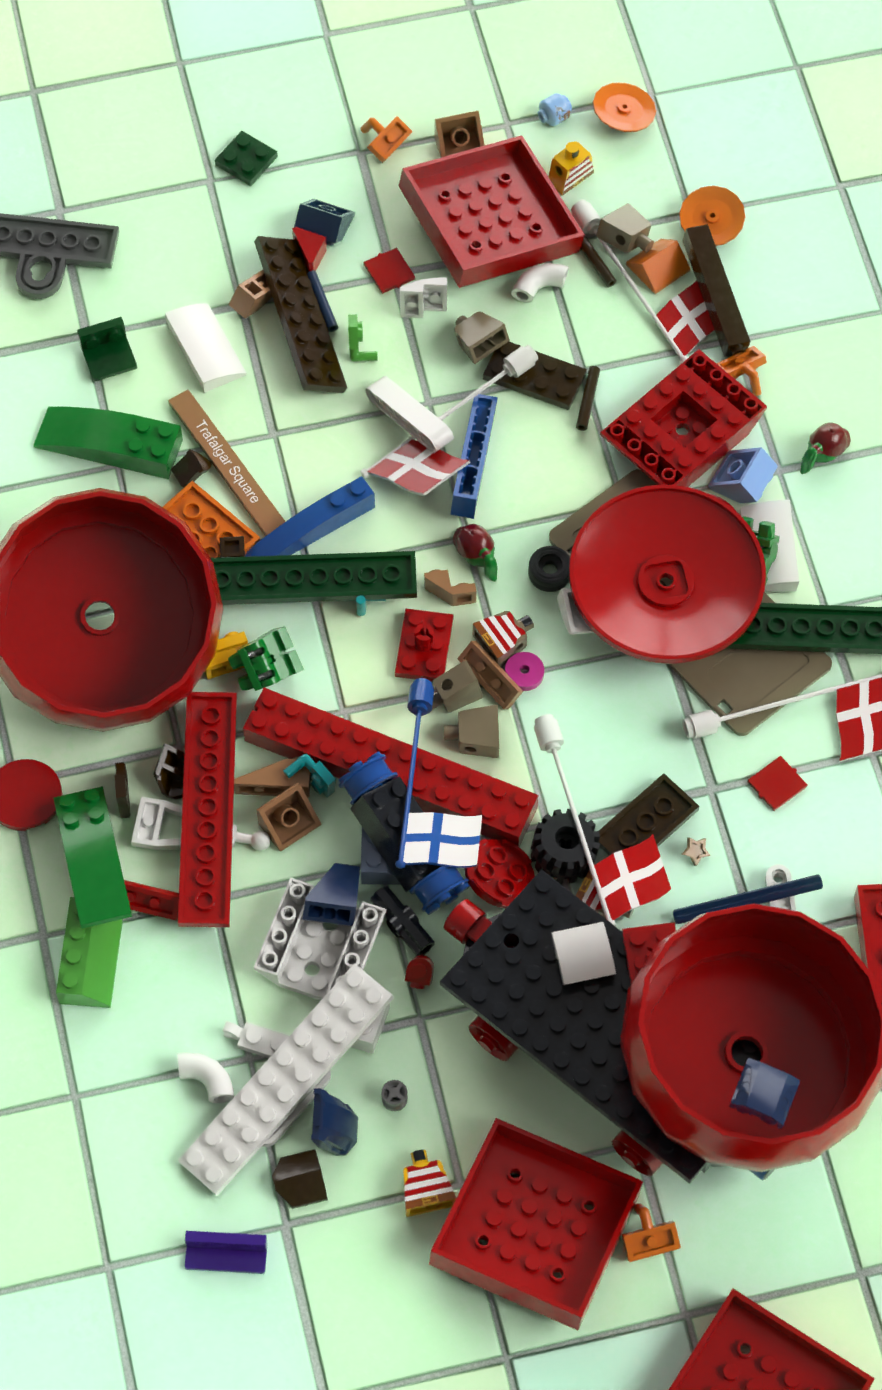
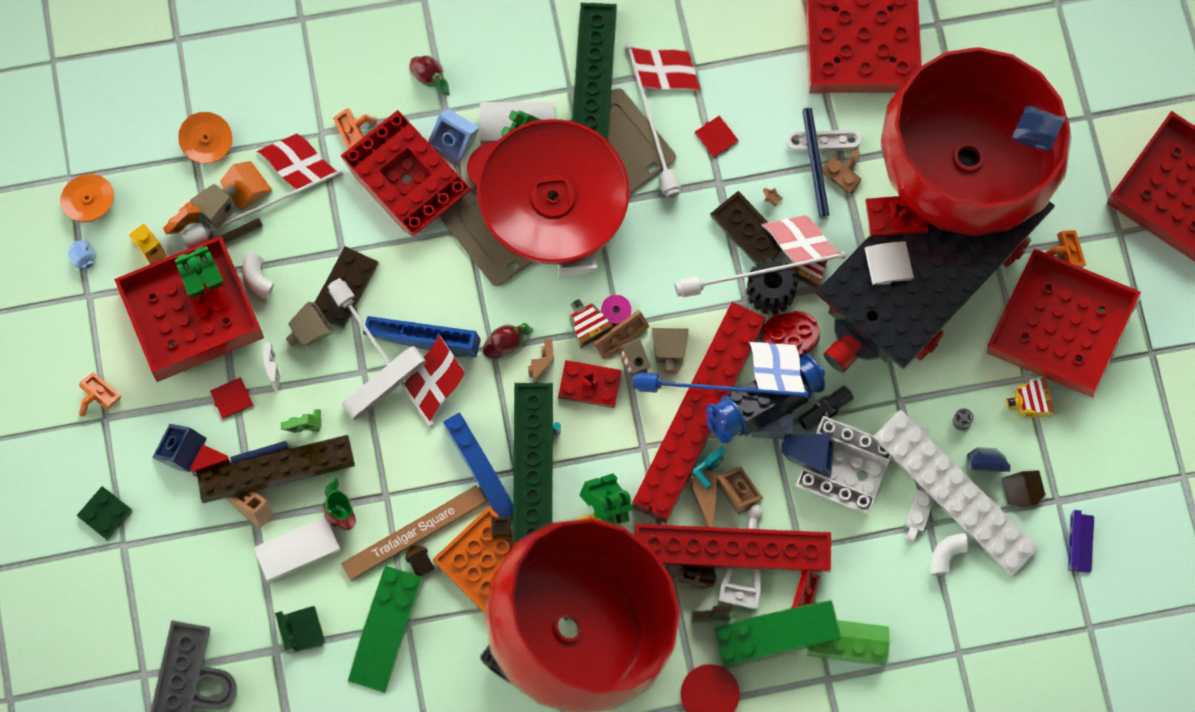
camera: 90 degrees left, 10 degrees up
(251, 378) = (337, 507): none -> green hair
(420, 972) = (867, 397): red plate -> none
(458, 133) = (106, 333): medium nougat slope -> none
(529, 206) = (197, 271): none -> green hips
(546, 581) = (528, 274): black tyre -> none
(588, 398) = (370, 247): dark brown piece -> none
(602, 197) = (186, 215): none -> orange plate
(716, 290) = (281, 139): dark brown brick -> none

